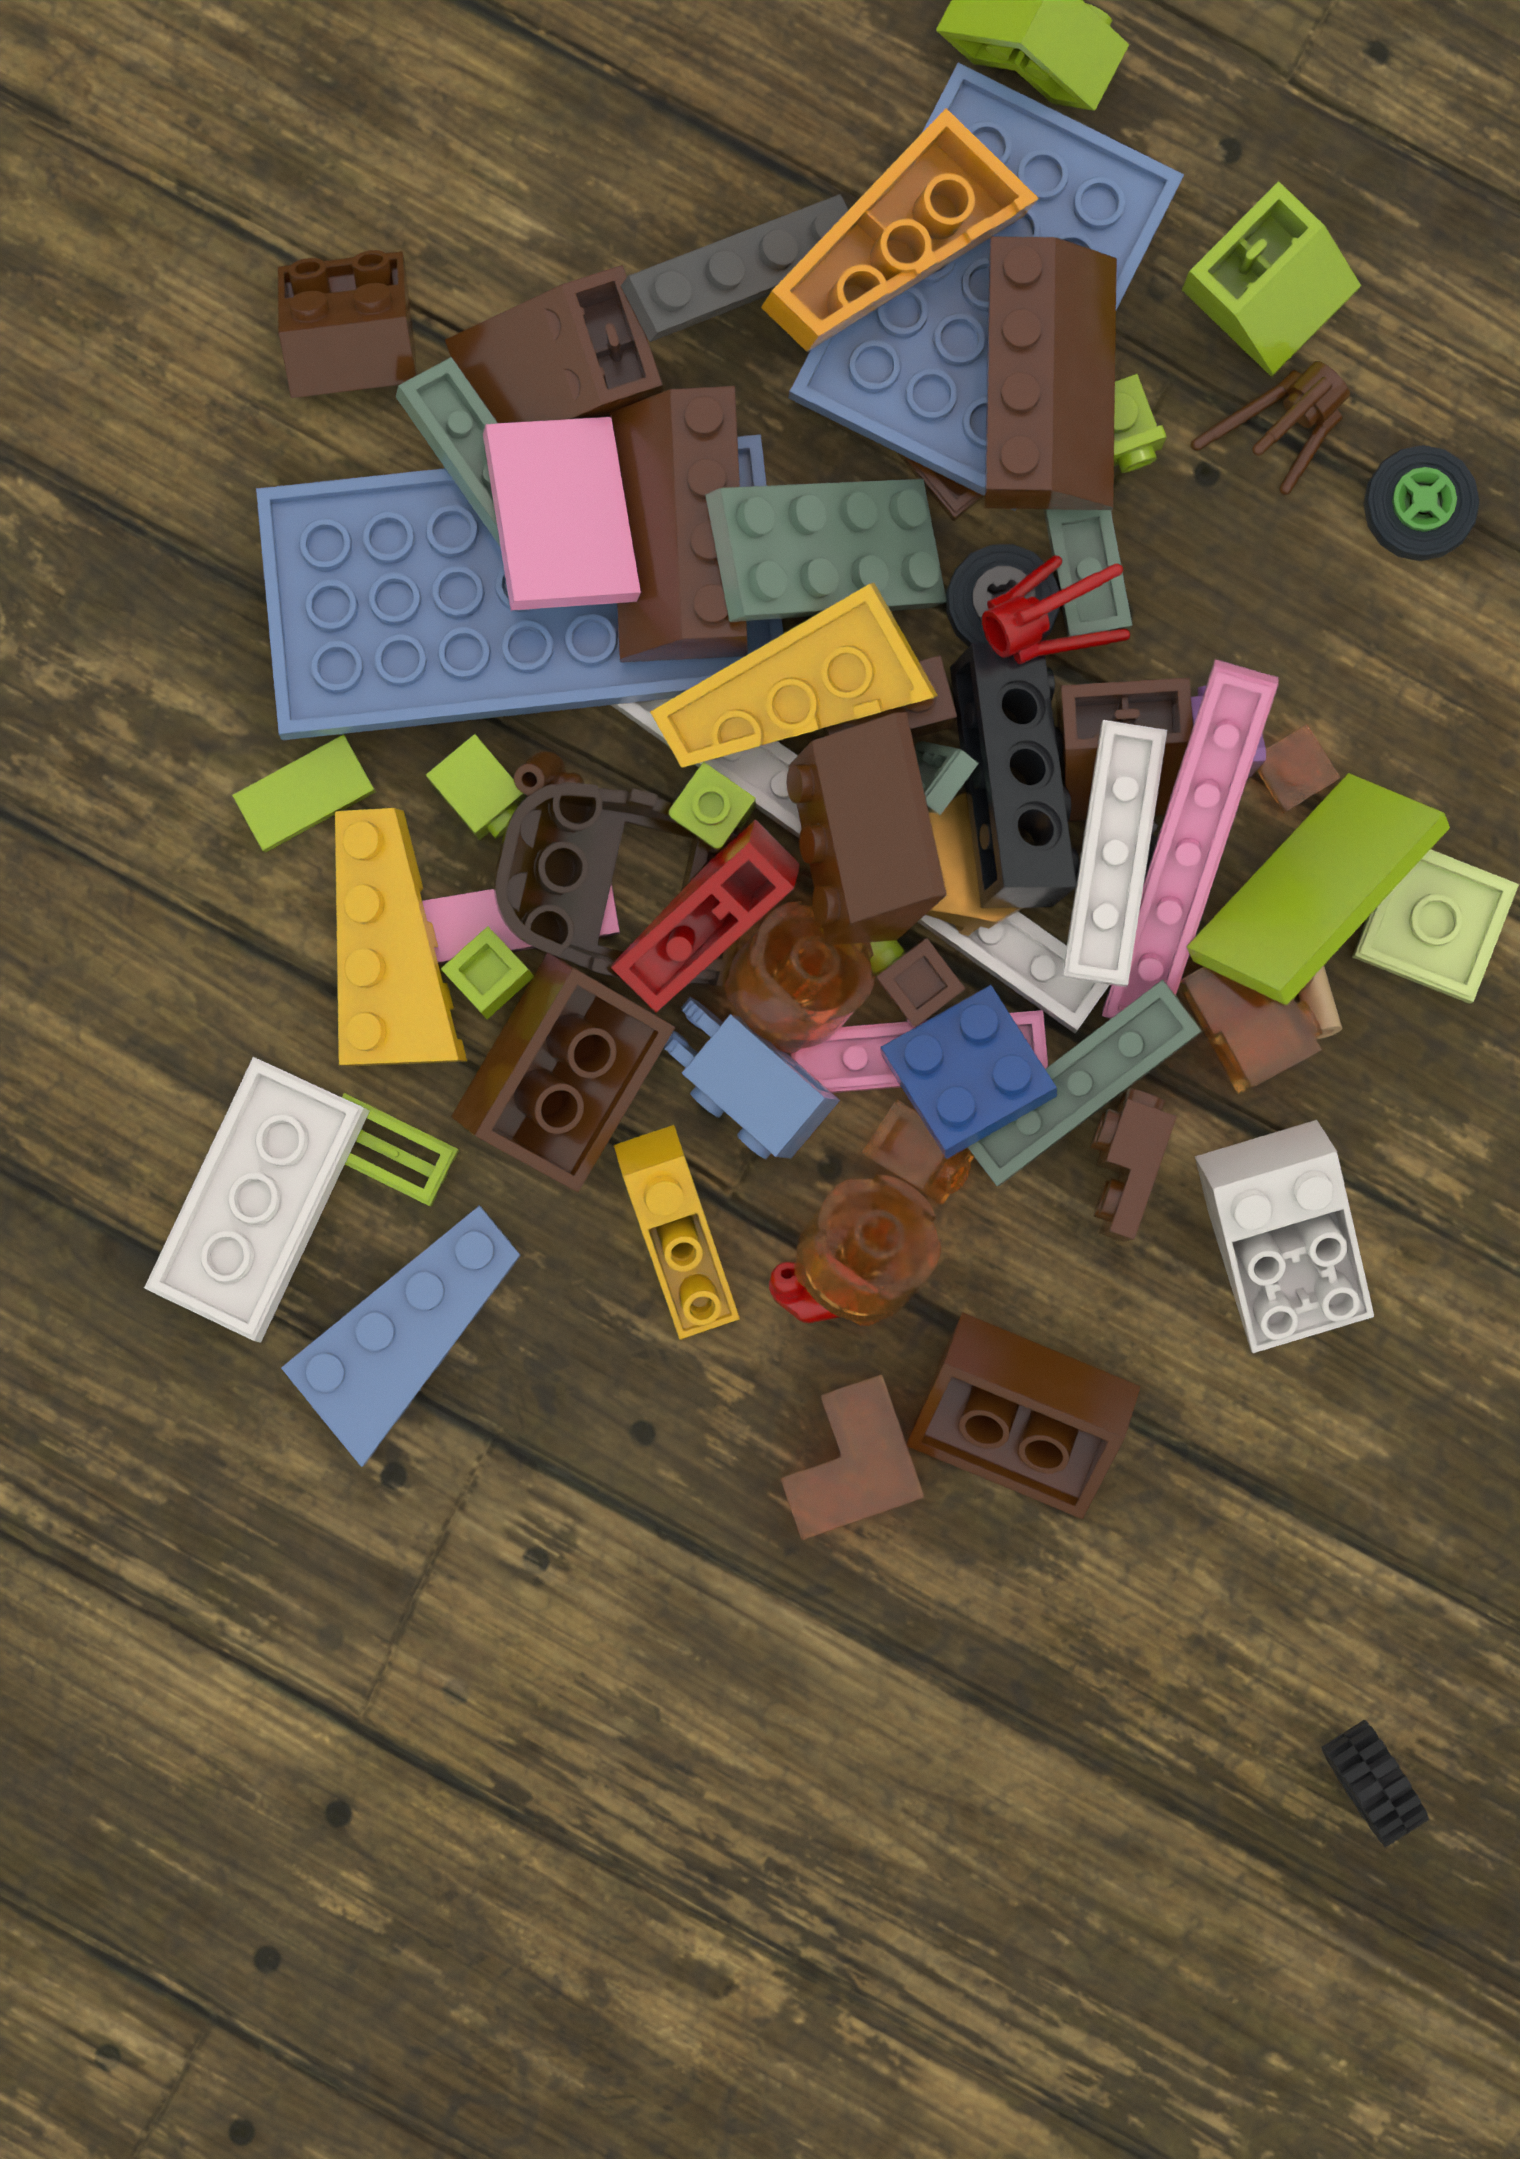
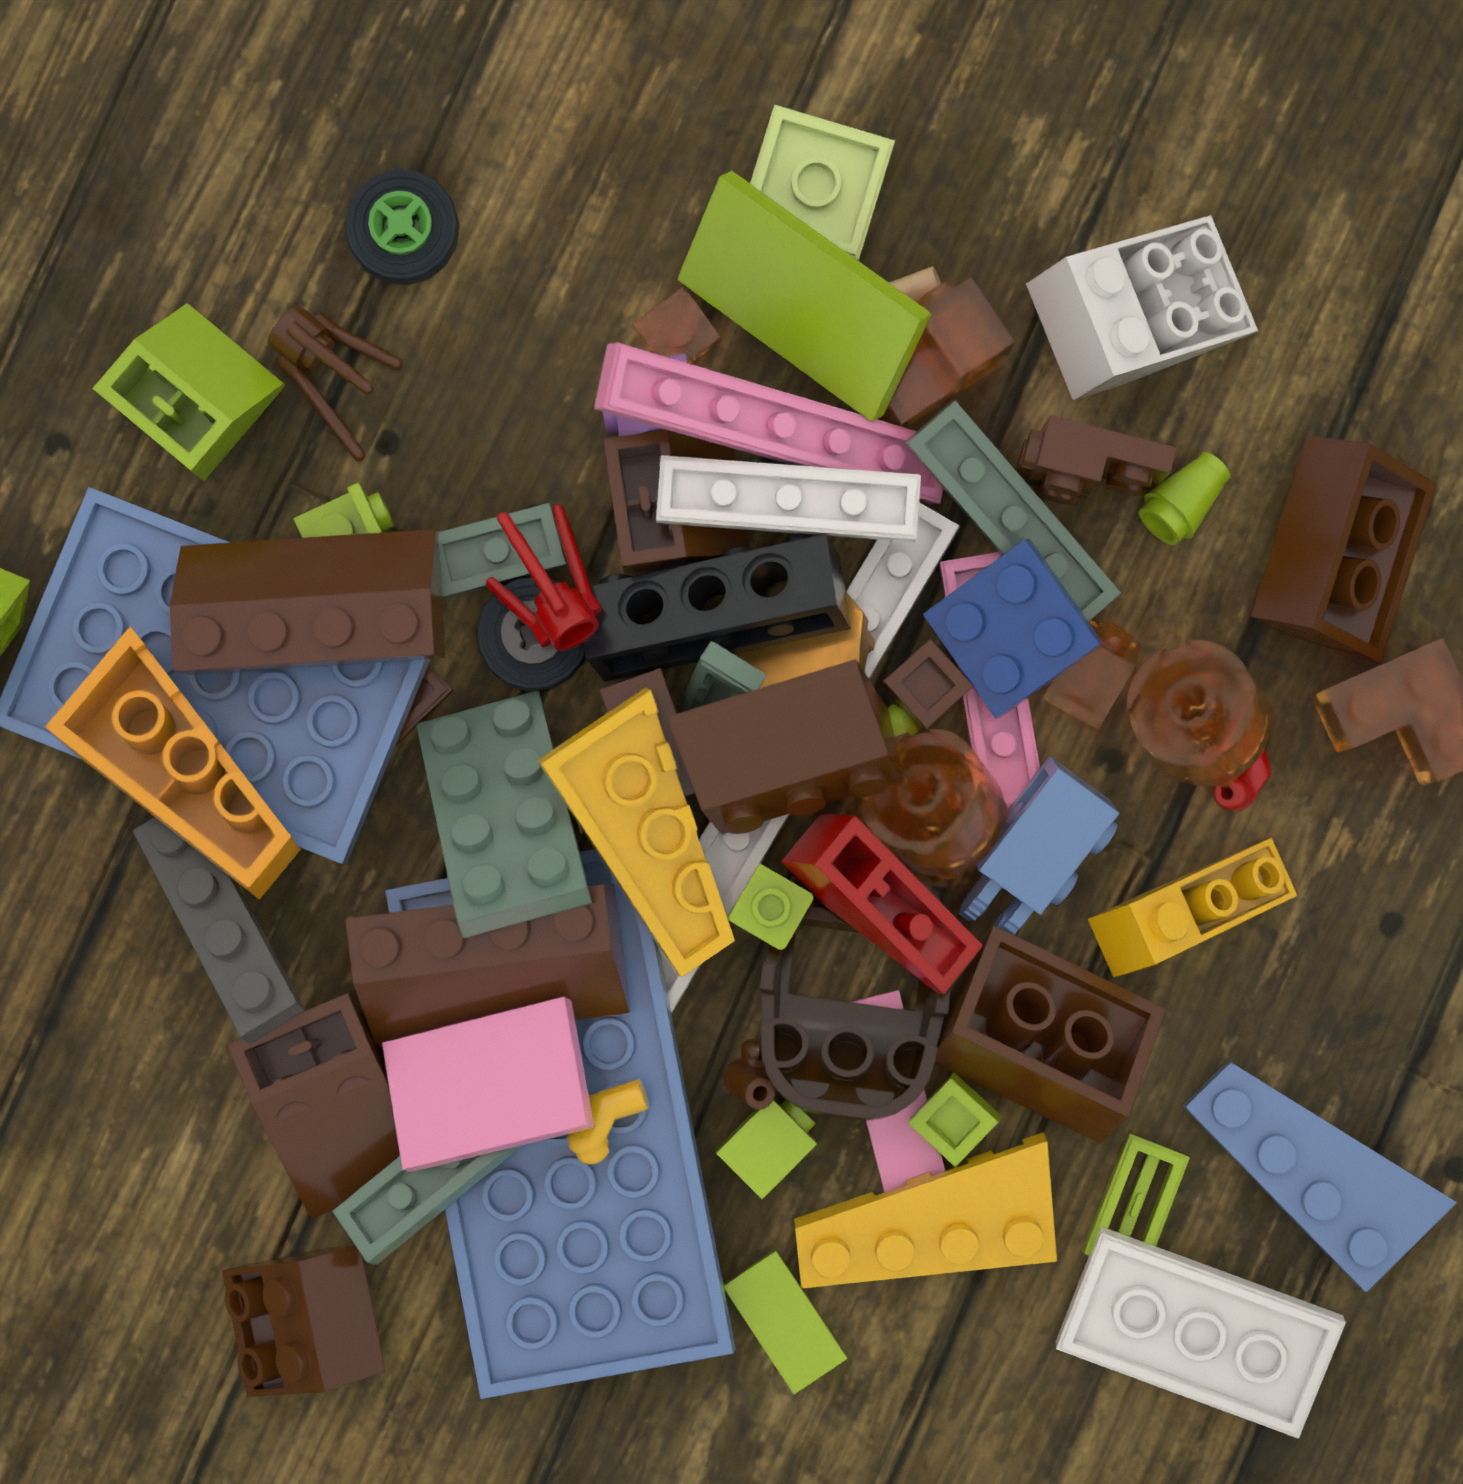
camera: 95 degrees left, 0 degrees up
(527, 625) = (606, 1107): none -> yellow arm
(1086, 1260) = (1183, 500): none -> lime cone

